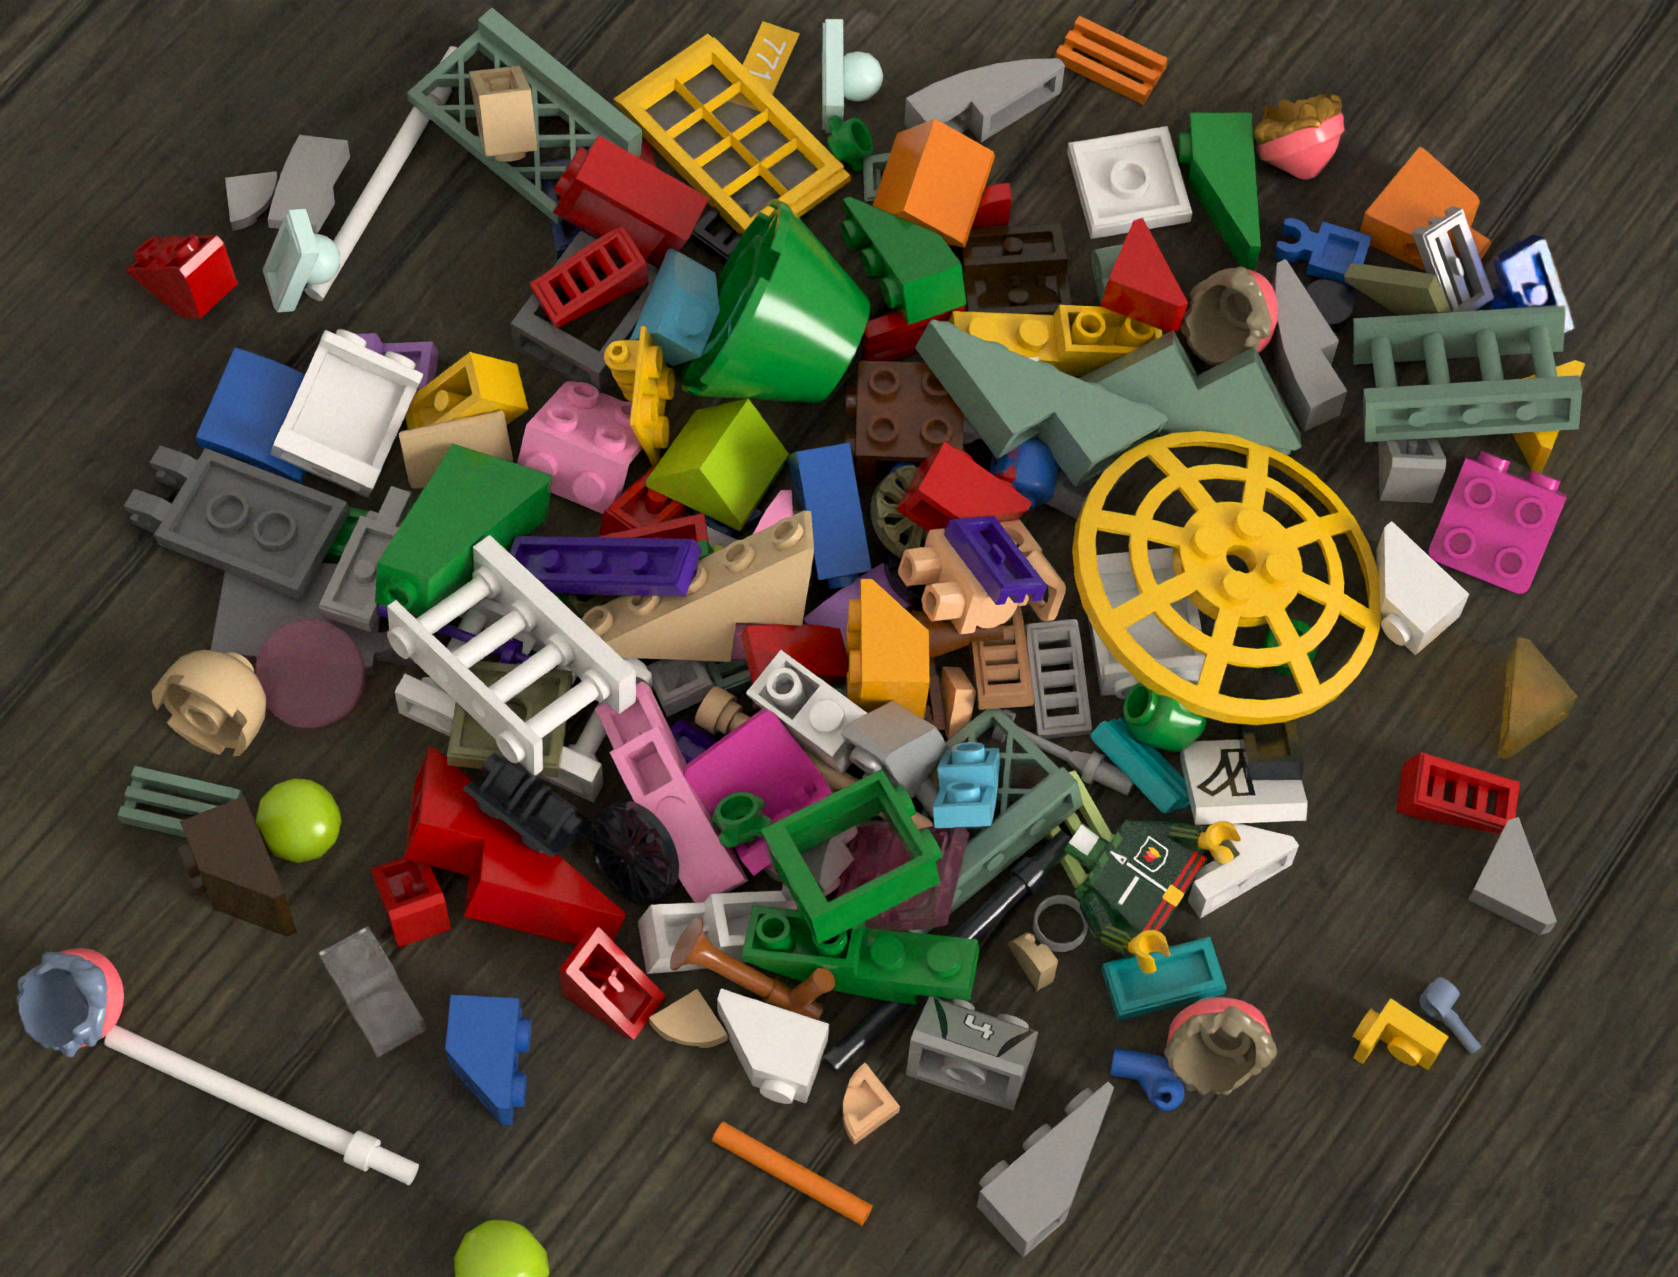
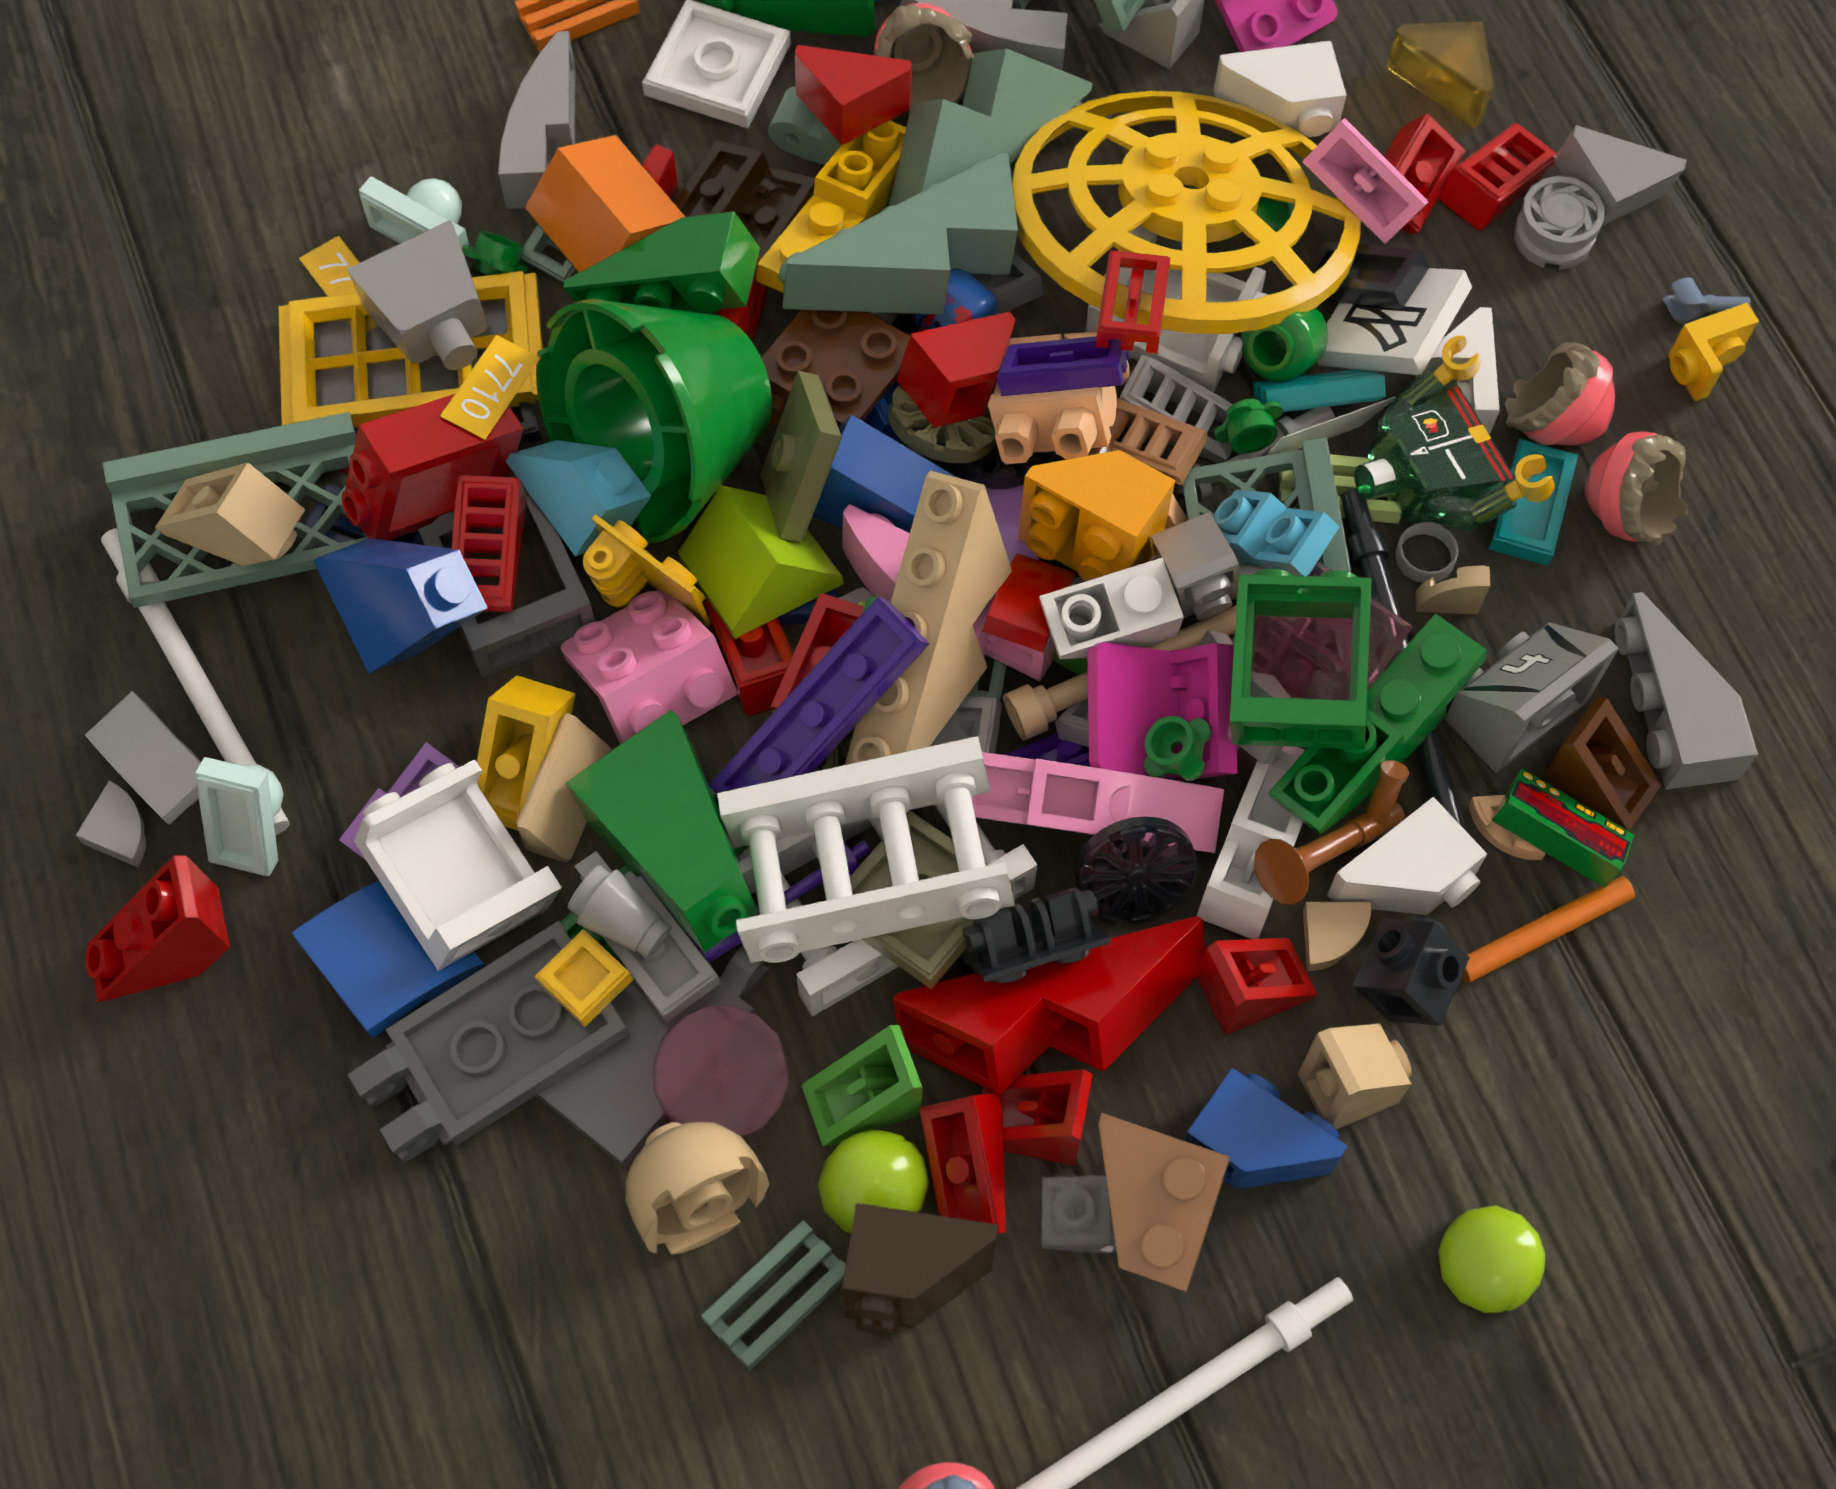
camera: 55 degrees left, 0 degrees up
(312, 541) = (584, 977): none -> yellow tile
(345, 869) = (967, 1158): none -> red slope
(361, 776) = (865, 1089): none -> bright green slope
(366, 529) = (618, 912): none -> light grey cone
(390, 1004) = (1159, 1199): none -> medium nougat wing
(514, 246) = (399, 597): none -> blue slope
(573, 1087) = (1354, 1073): none -> tan slope
(684, 1086) = (1411, 970): none -> black brick
(702, 199) = (490, 387): none -> yellow sticker
(767, 117) = (424, 297): none -> light grey torso
(801, 431) = (800, 456): none -> olive plate
(878, 1136) = (1564, 828): none -> slope
(950, 1143) = (1604, 767): none -> reddish brown slope
(1040, 585) = (1129, 330): none -> red tile
(1067, 729) = (1249, 425): none -> green plate
(1105, 787) = (1329, 428): none -> white sticker
(1153, 1075) = (1628, 563): blue arm -> none
(1261, 950) = (1566, 400): none -> hair
(1340, 686) = (1365, 181): none -> bright pink slope
(1405, 729) = (1426, 160): none -> red slope
(1439, 862) = (1558, 223): none -> light grey wheel

